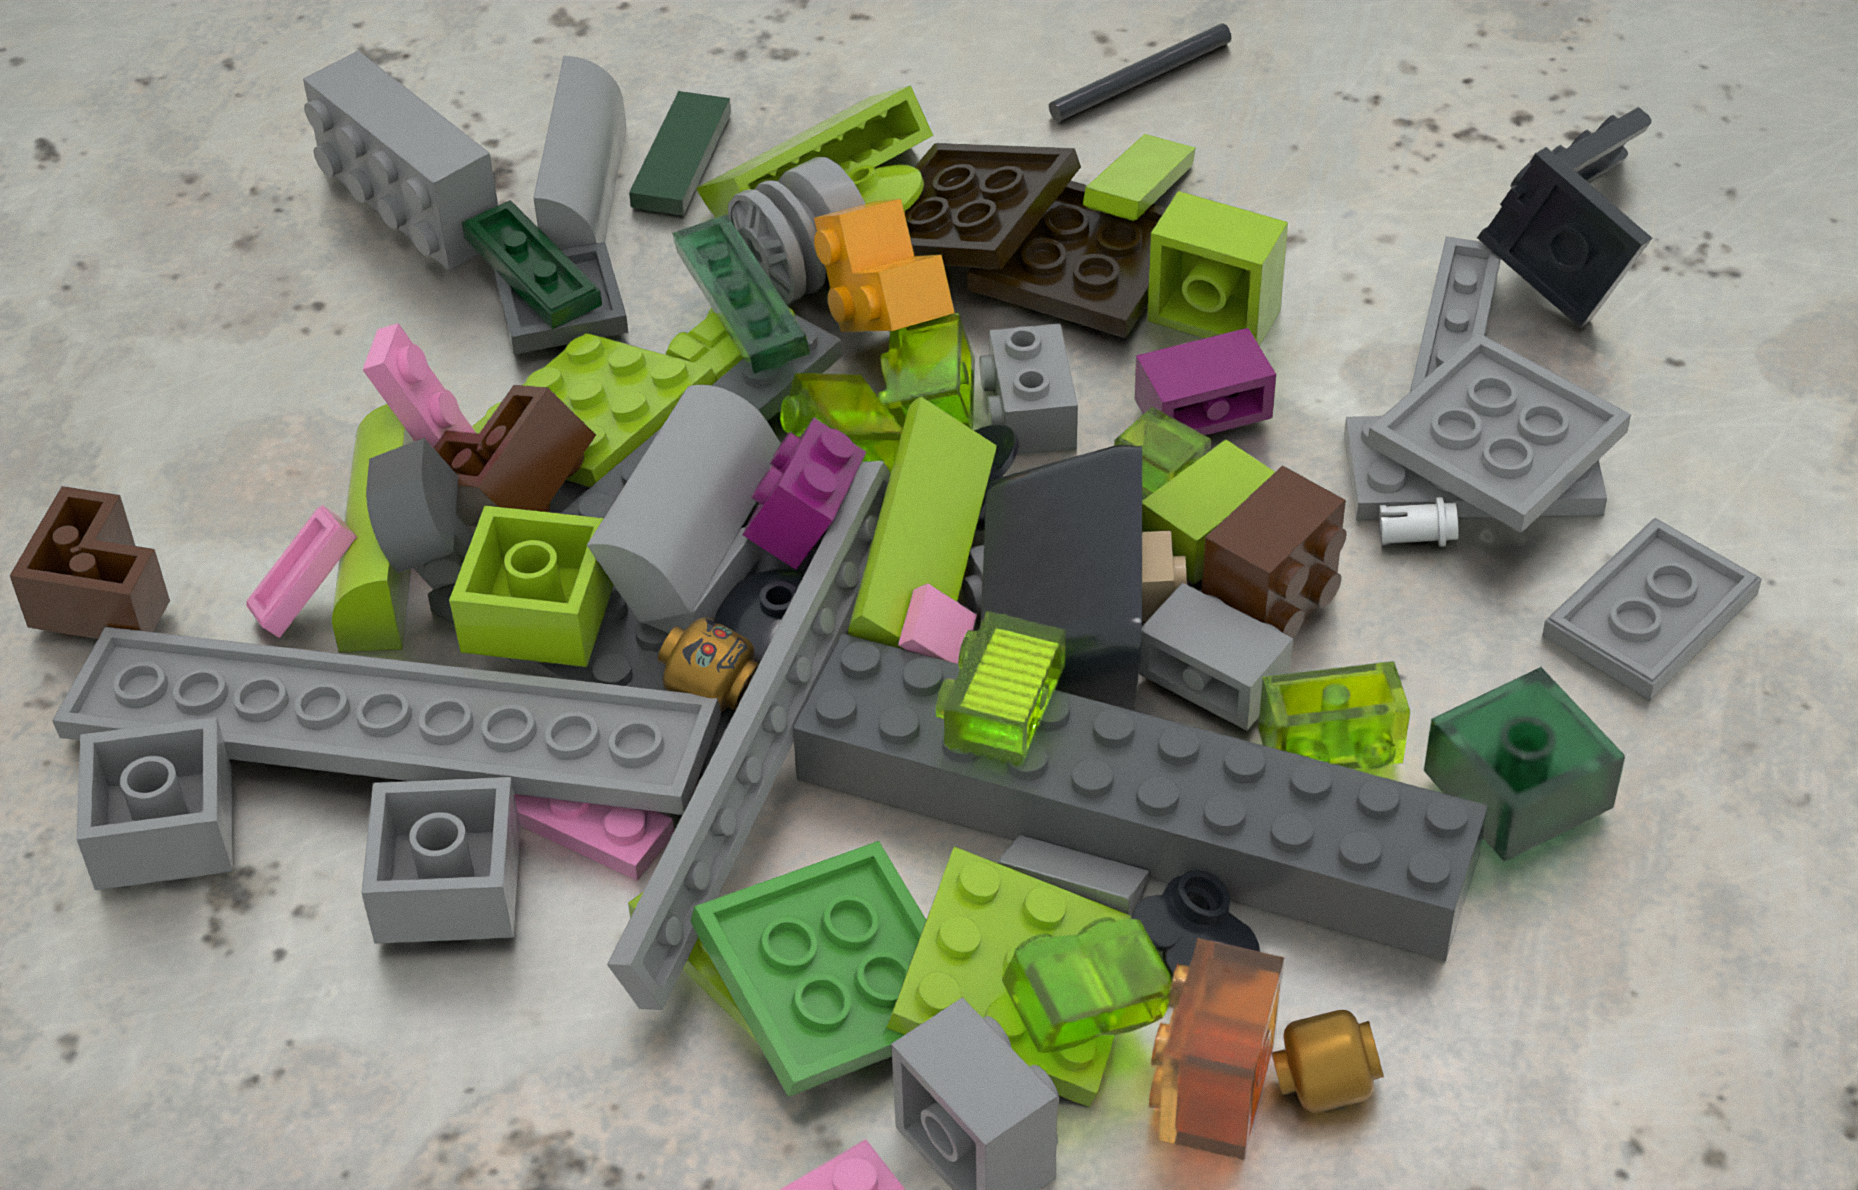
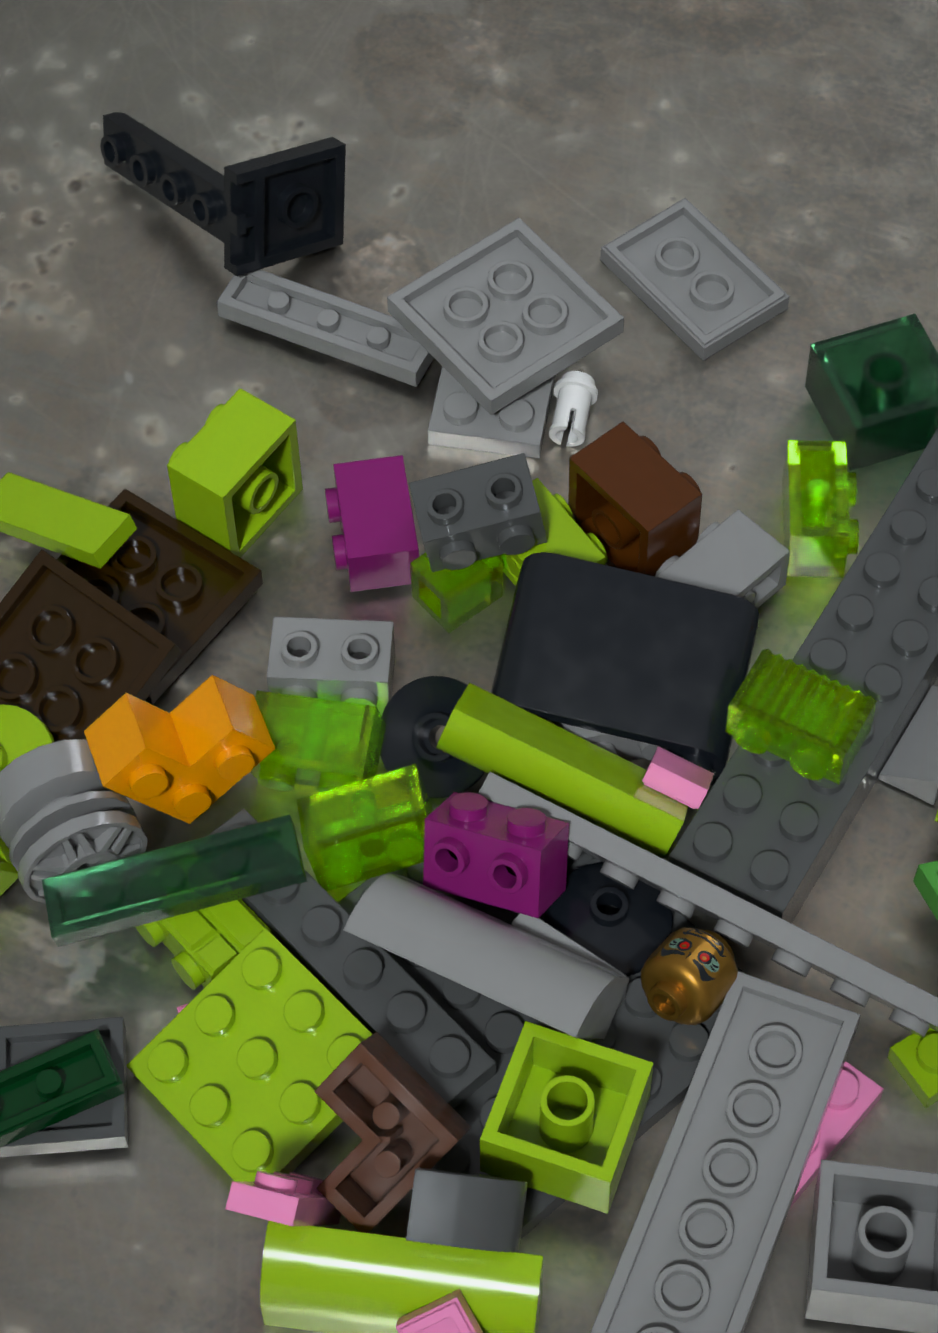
camera: 80 degrees left, 10 degrees up
(1201, 421) = (478, 513): none -> dark grey brick

